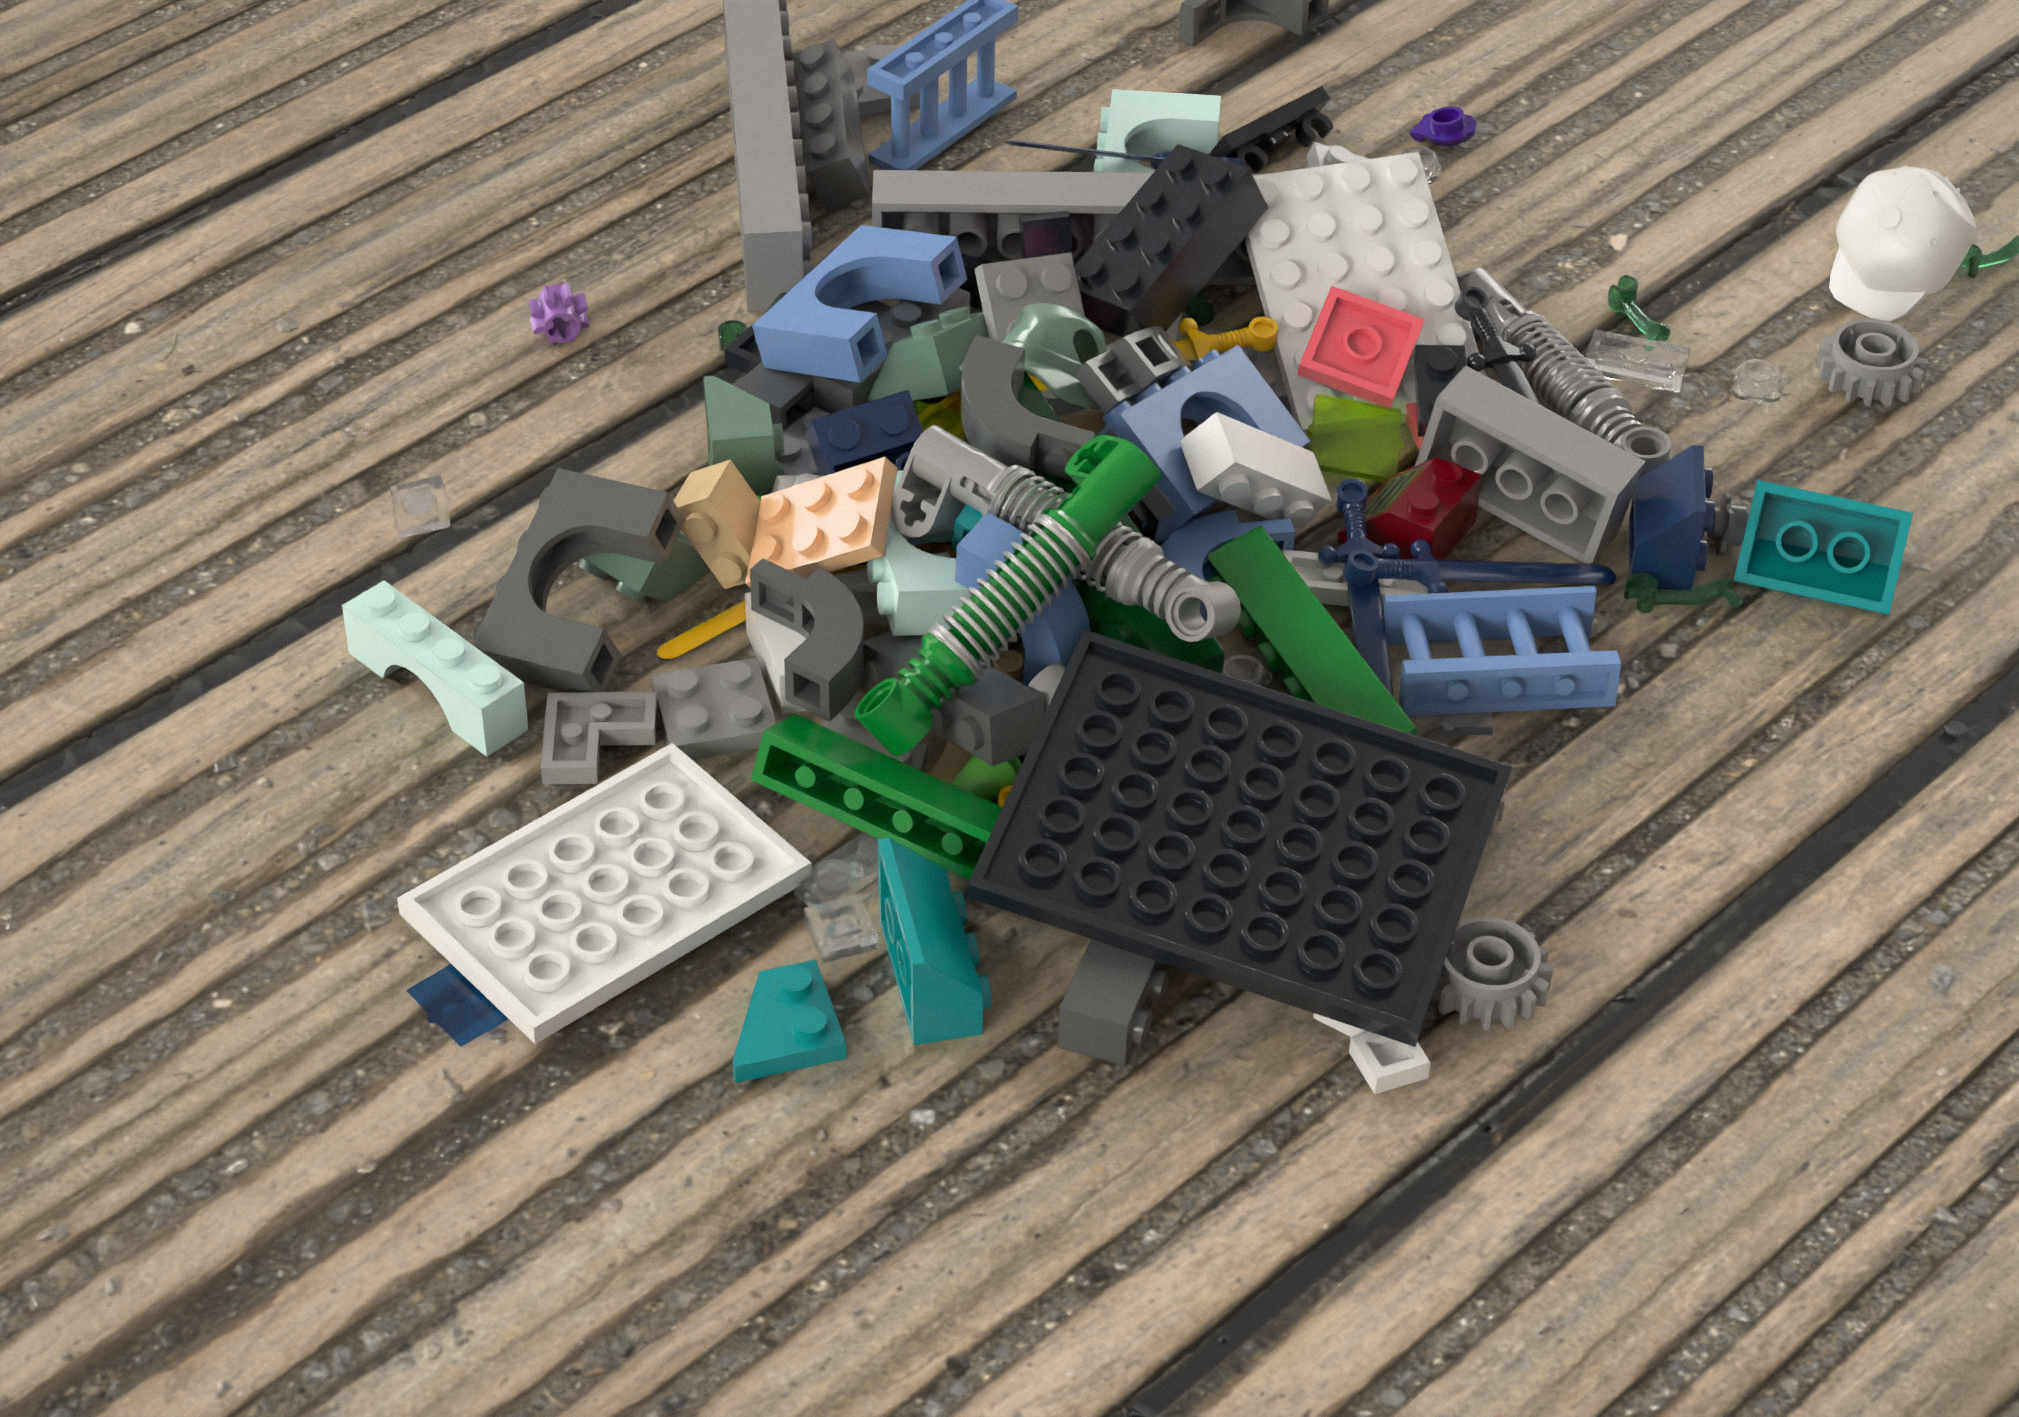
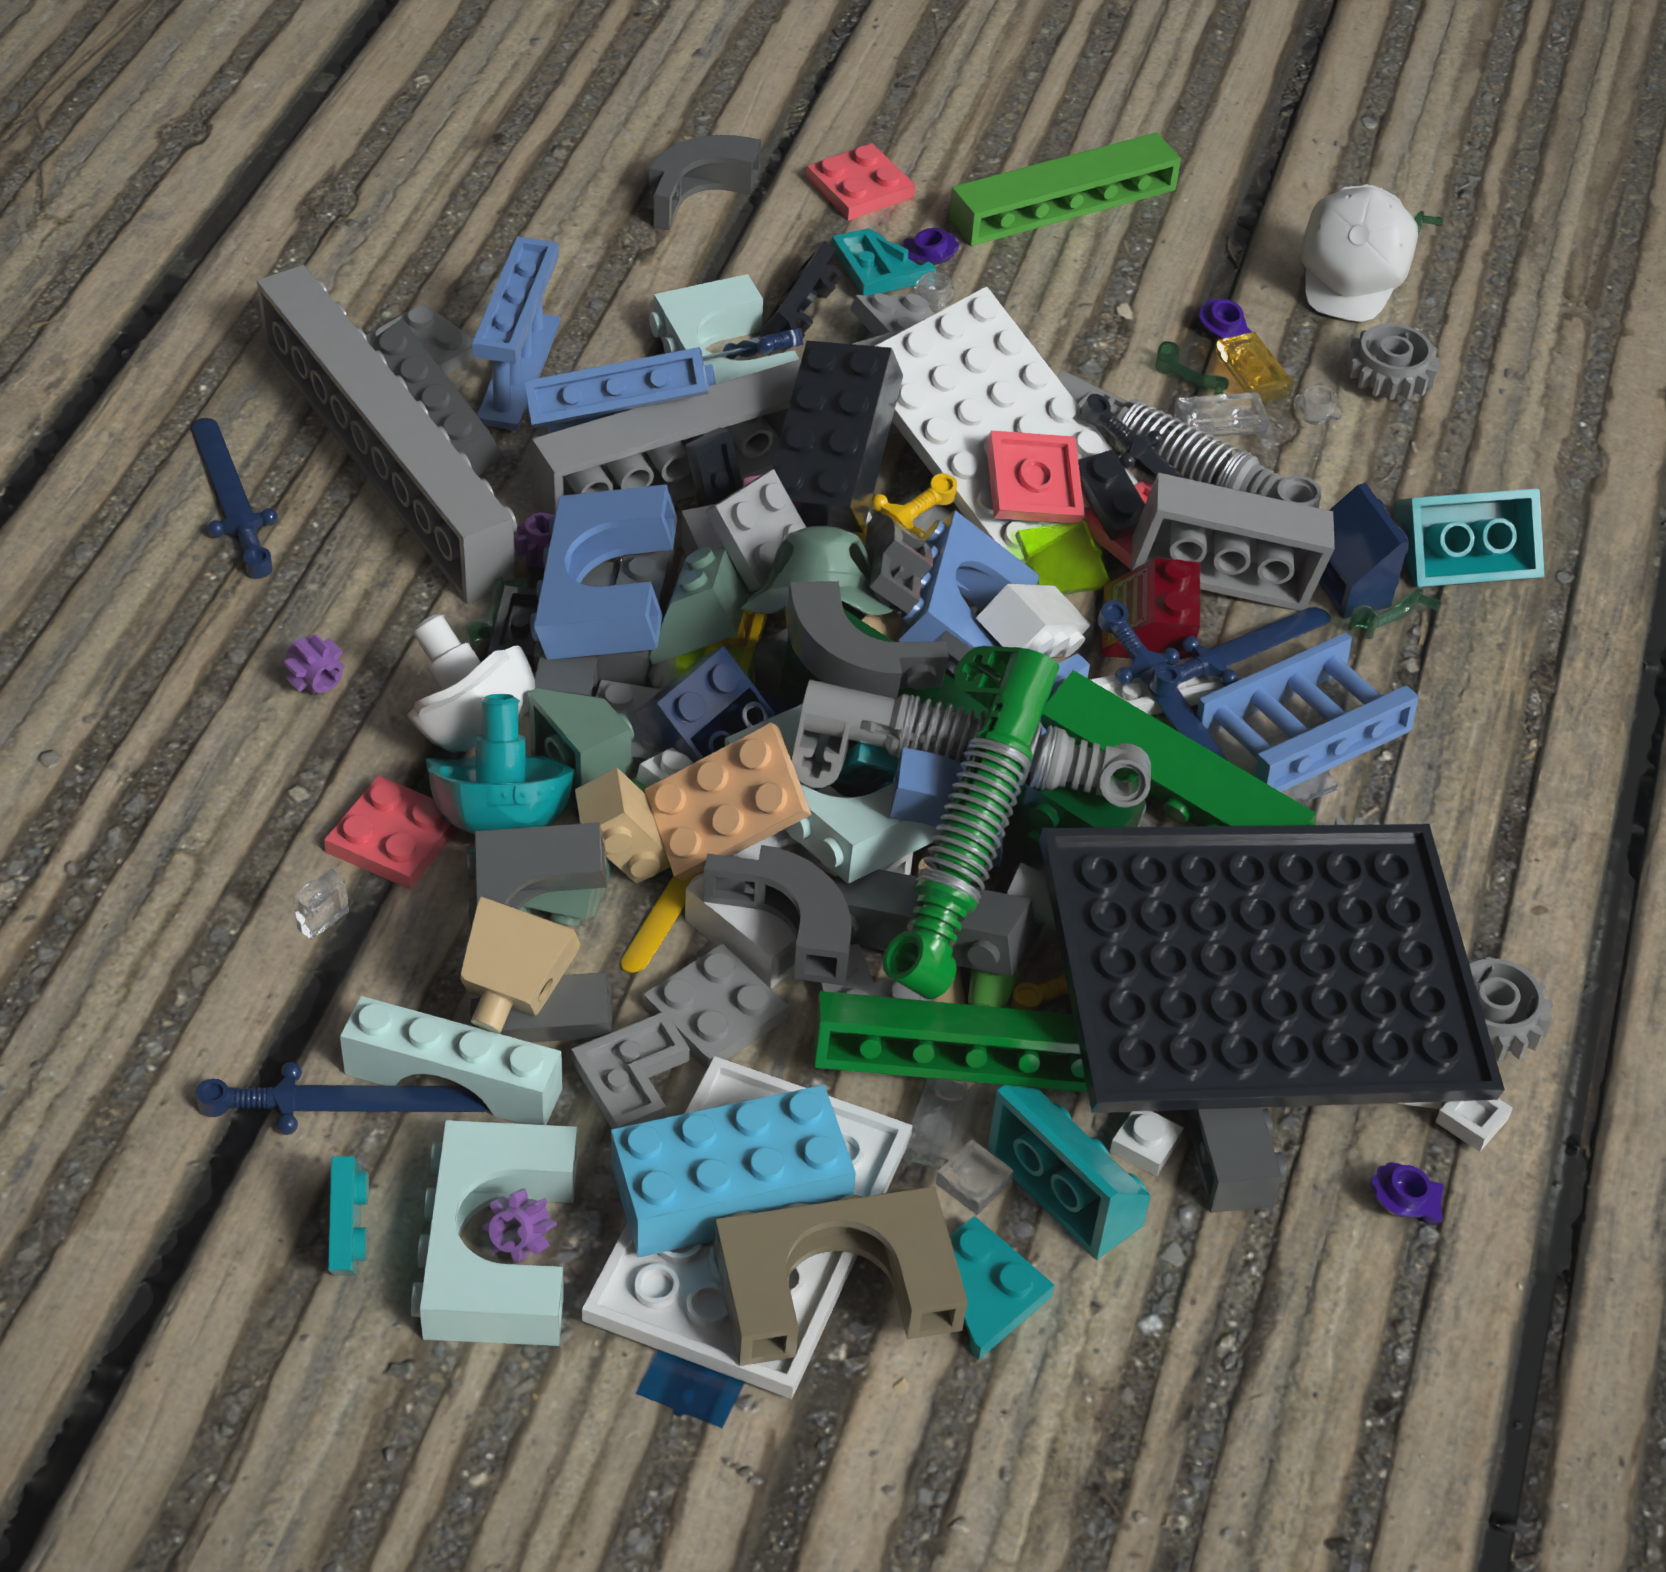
camera: 30 degrees left, 5 degrees up
(252, 749) = (348, 1193): none -> teal wing
(286, 651) = (216, 1098): none -> dark blue sword
(386, 759) = (462, 1292): none -> light aqua arch
(394, 813) = (529, 1236): none -> medium lavender gear
(520, 588) = (513, 962): none -> tan torso
(522, 467) = (391, 833): none -> coral plate
(582, 903) = (894, 1230): none -> dark tan arch
(594, 174) = (239, 516): none -> dark blue sword
(600, 829) = (727, 1160): none -> medium azure brick
(640, 446) = (502, 782): none -> teal piece
(661, 371) = (455, 713): none -> white piece
(987, 146) = (614, 388): none -> medium blue fence
(1038, 961) = (1147, 1140): none -> white plate
(1265, 1099) = (1408, 1192): none -> dark purple animal
(1376, 124) = (877, 263): none -> teal wing
(1421, 50) = (860, 181): none -> coral plate
(1633, 108) = (1063, 188): none -> bright green brick
(1711, 327) = (1254, 366): none -> clear yellow plate
(1715, 278) = (1223, 318): none -> dark purple animal

